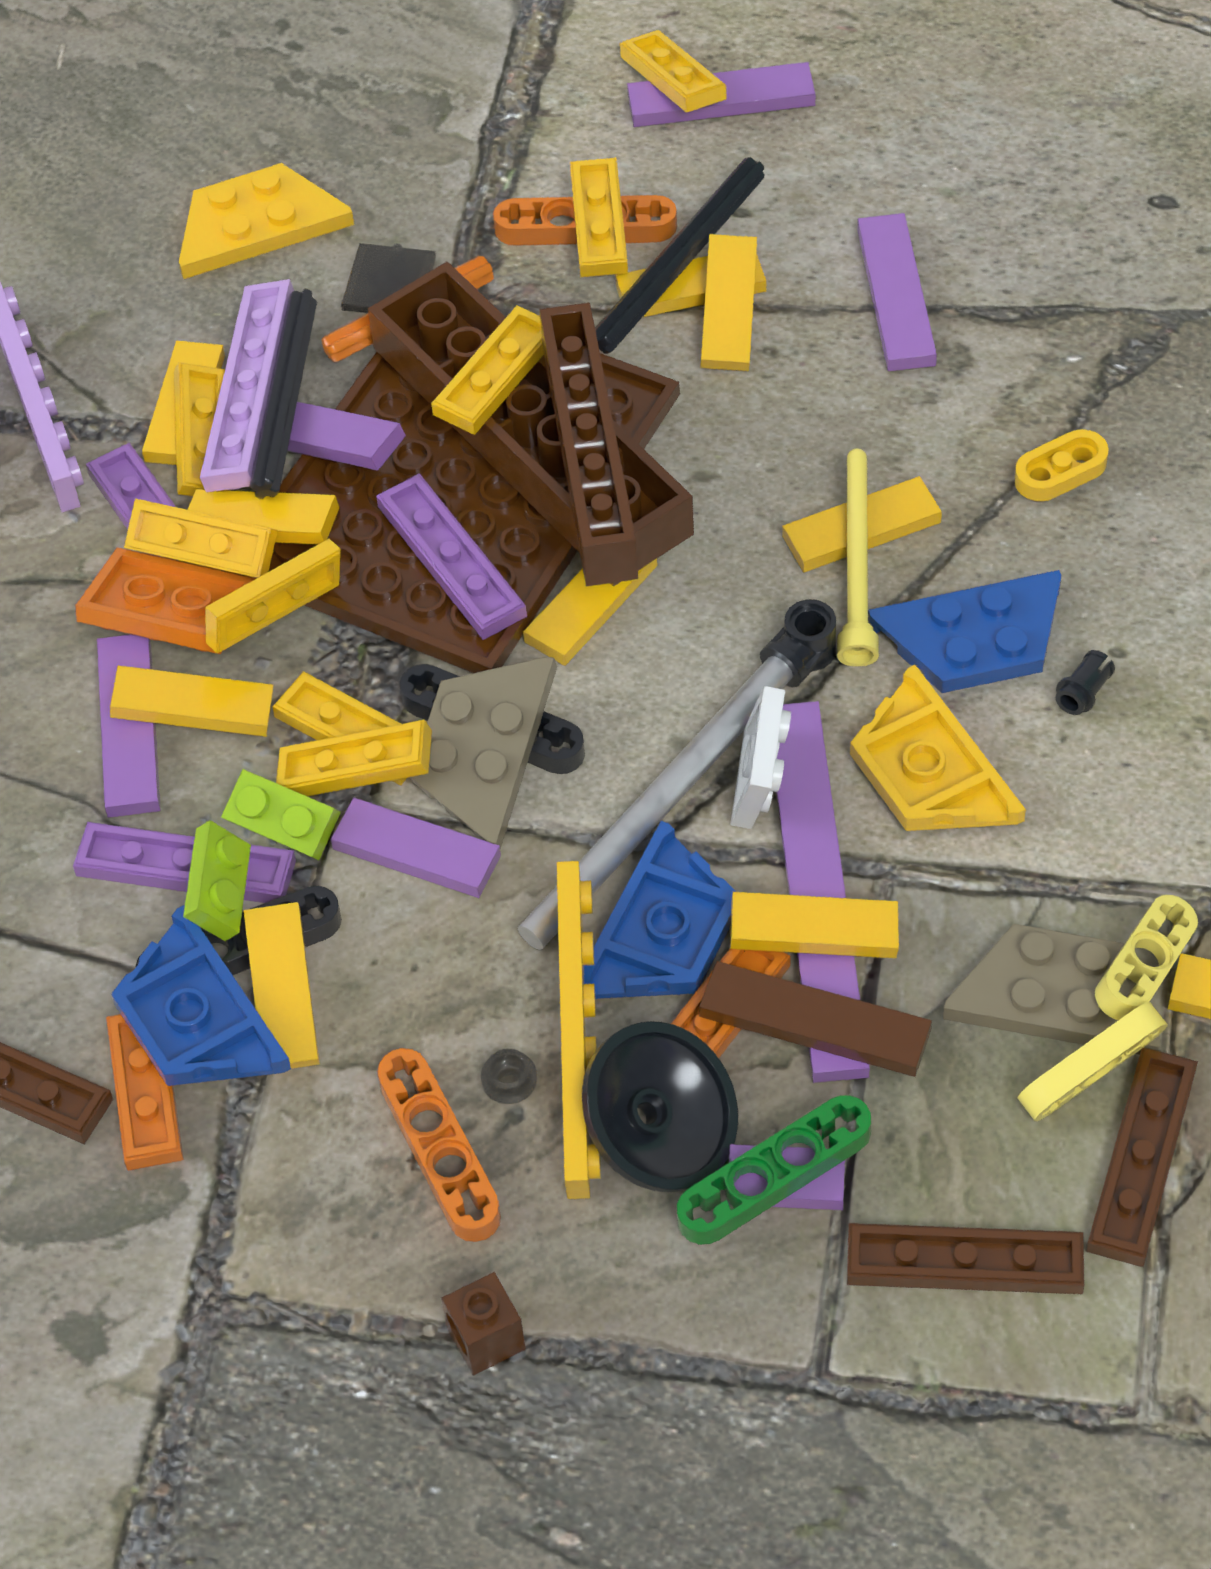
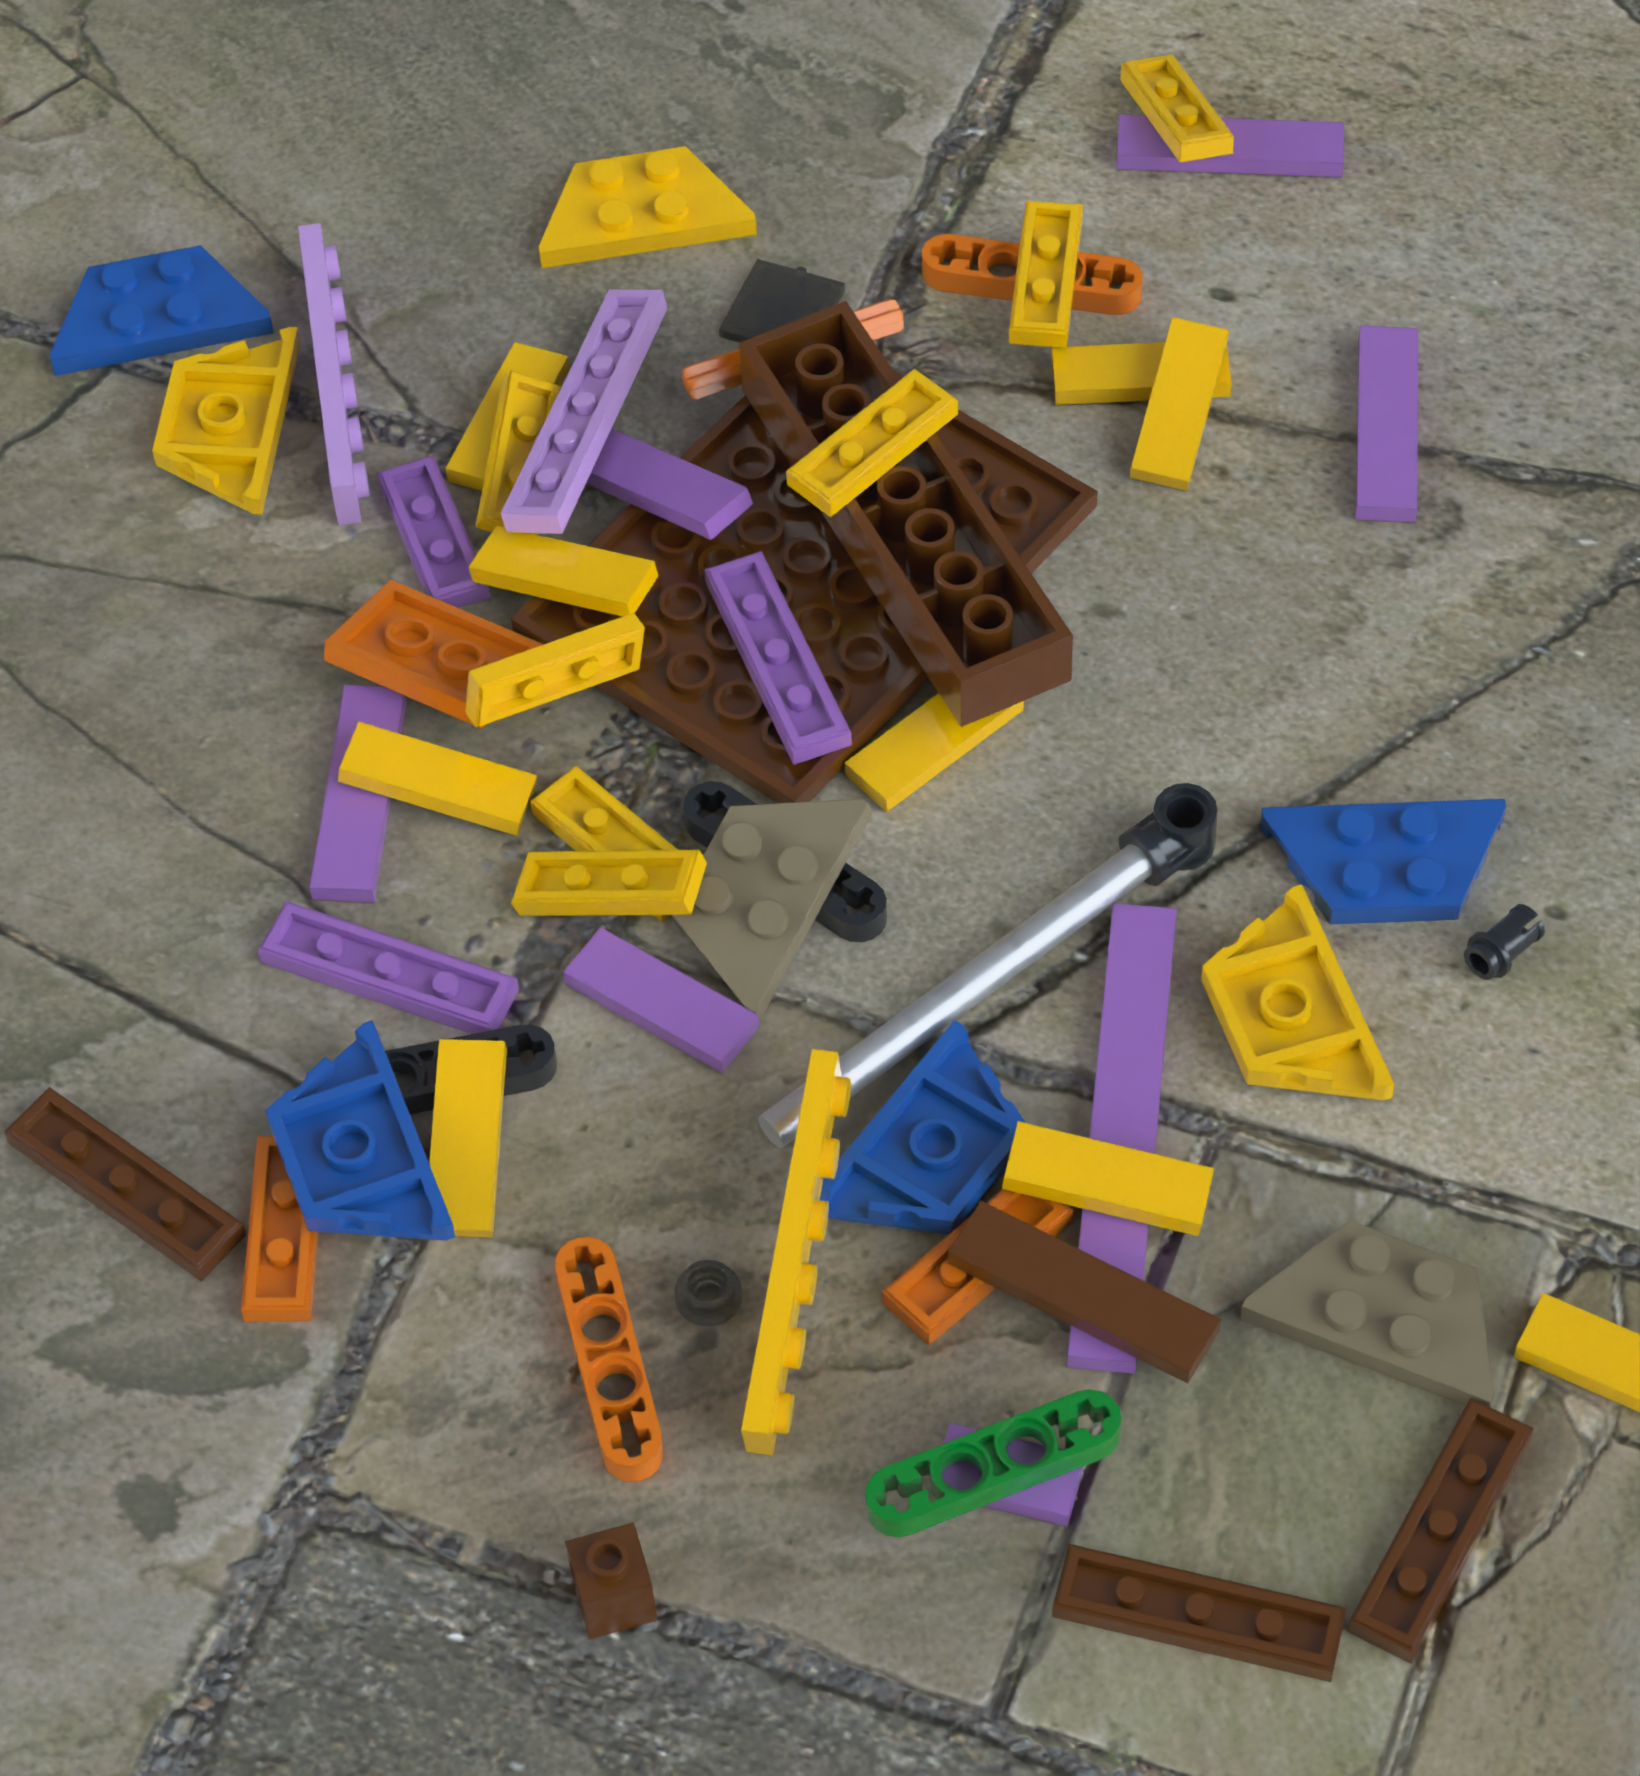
camera: 10 degrees right, 0 degrees up
(200, 538) = (487, 586): yellow tile -> none
(217, 880) = (417, 998): lime plate -> none
(280, 814) = (511, 932): lime plate -> none
(283, 394) = (622, 429): black axle -> none
(588, 445) = (957, 554): reddish brown brick -> none
(678, 254) = (1129, 336): black axle -> none
(684, 1099) = (907, 1359): black dish -> none
(758, 768) = (1087, 966): white plate -> none
(857, 641) = (1240, 845): light yellow piece -> none
(890, 515) = (1279, 701): yellow tile -> none
(1058, 467) = (1534, 670): yellow plate -> none
(1092, 1061) = (1403, 1404): light yellow beam -> none
(1164, 948) = (1493, 1315): light yellow beam -> none

